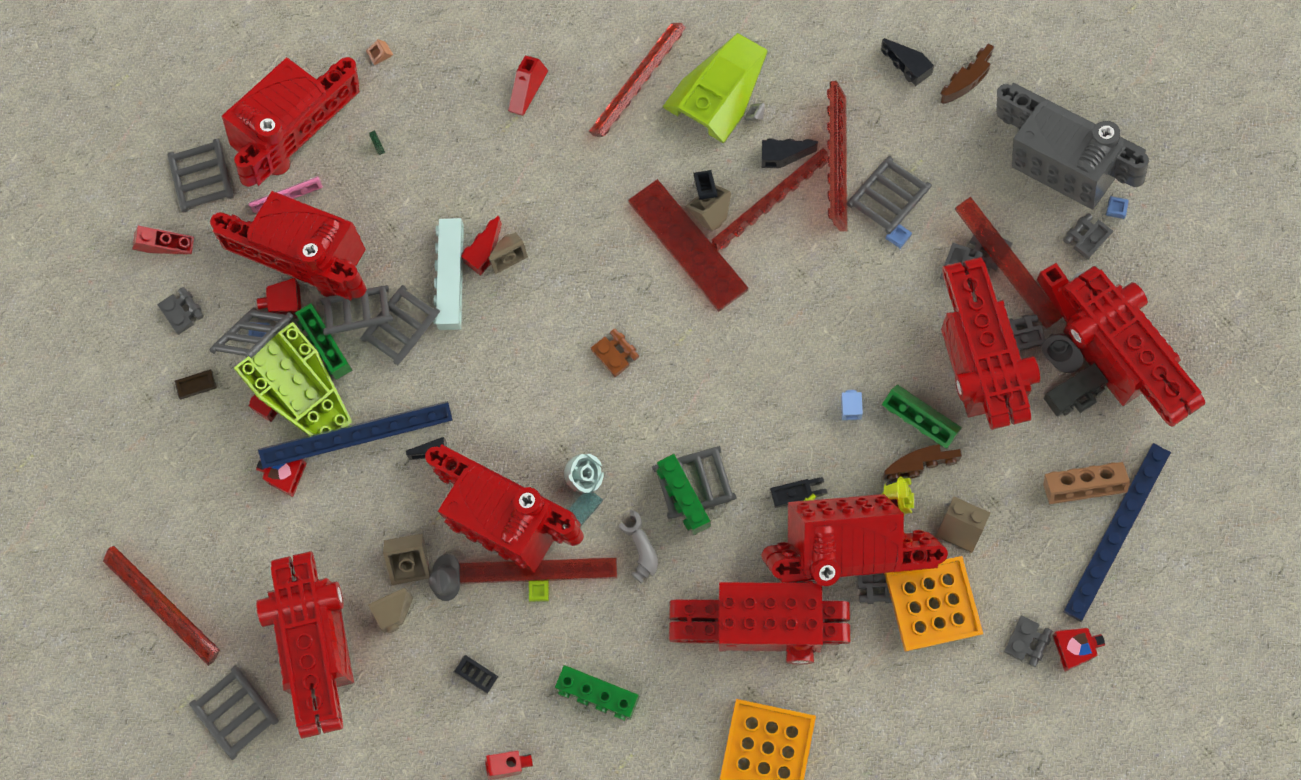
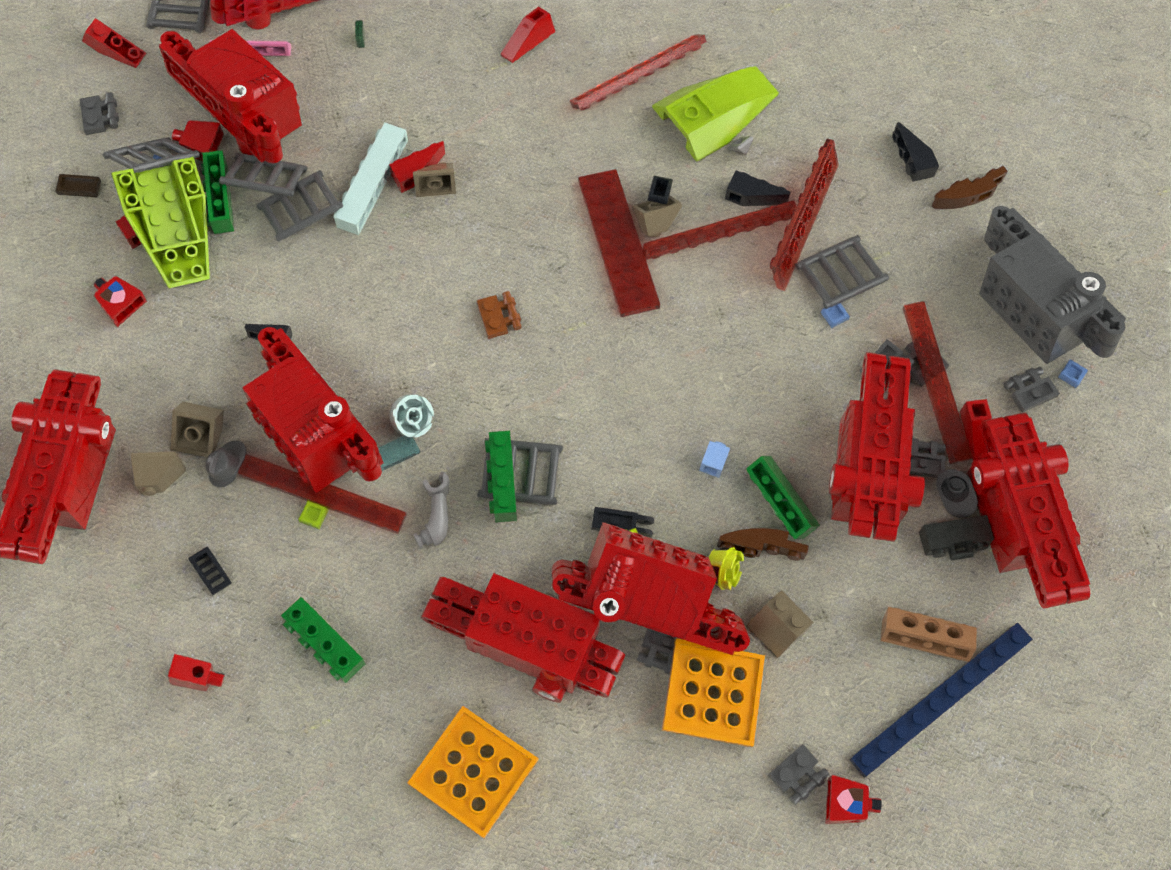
camera: 10 degrees right, 5 degrees down
(355, 434) = (203, 289): dark blue plate -> none

